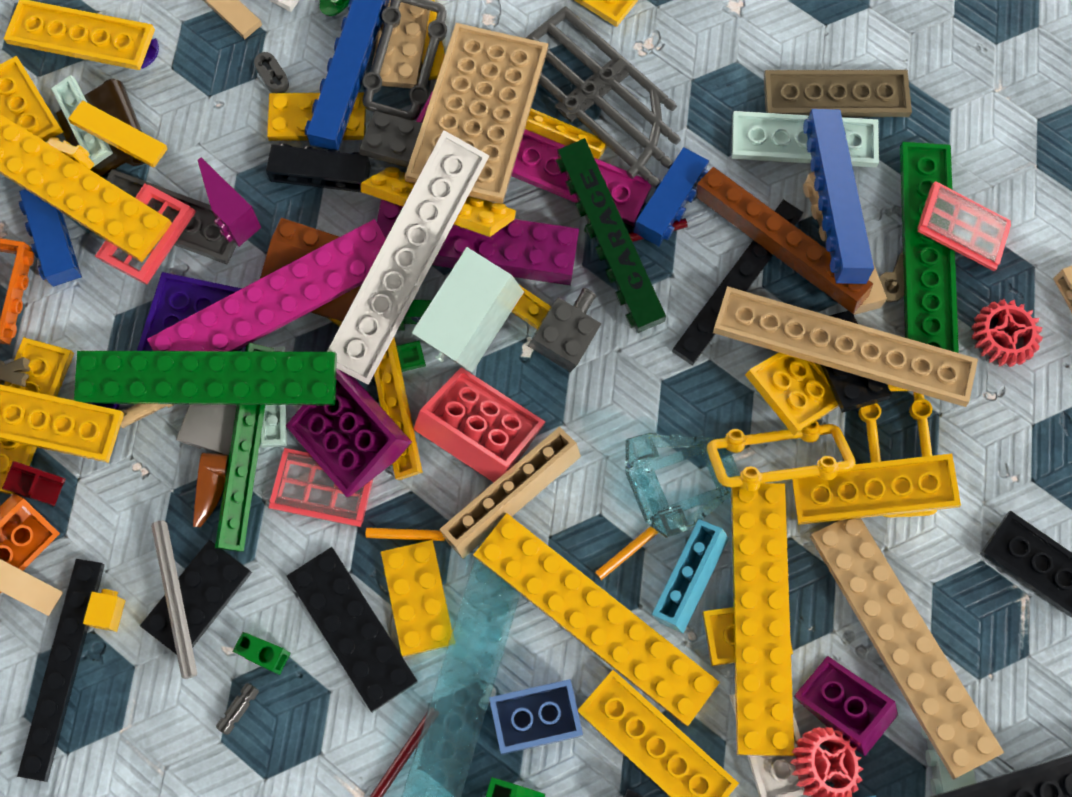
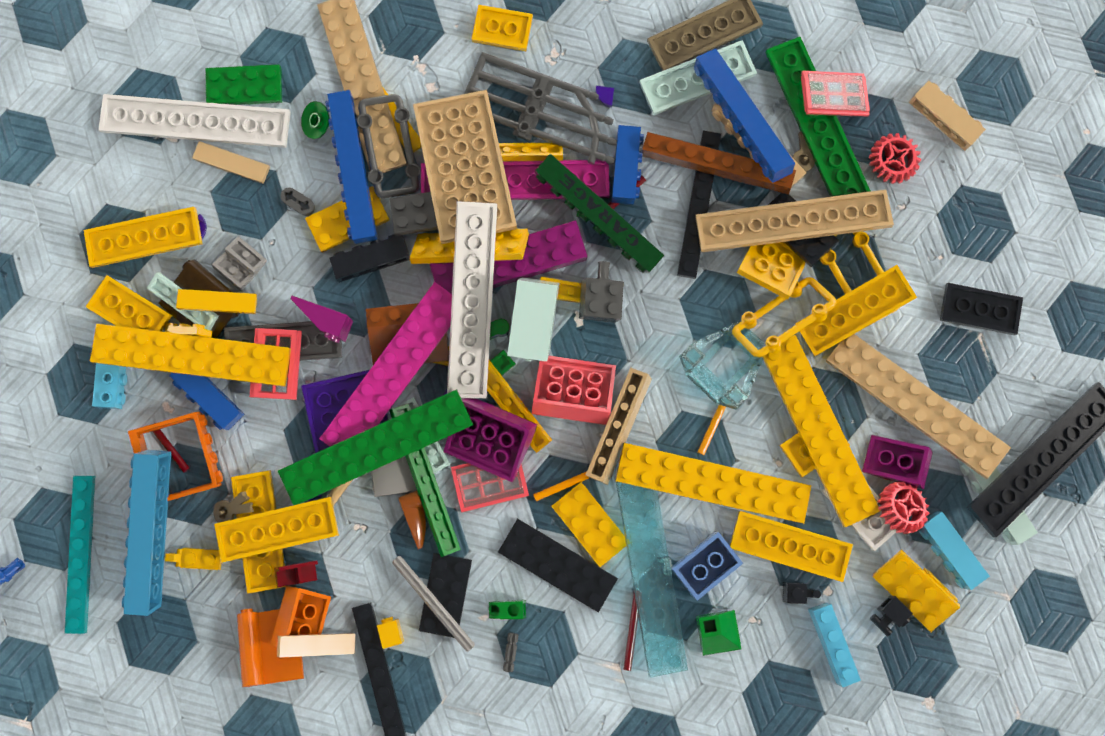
camera: 25 degrees left, 10 degrees up
(169, 110) = (239, 263): none -> light grey slope
(685, 112) = (605, 95): none -> dark purple tile
(690, 576) = (762, 426): medium azure brick -> none

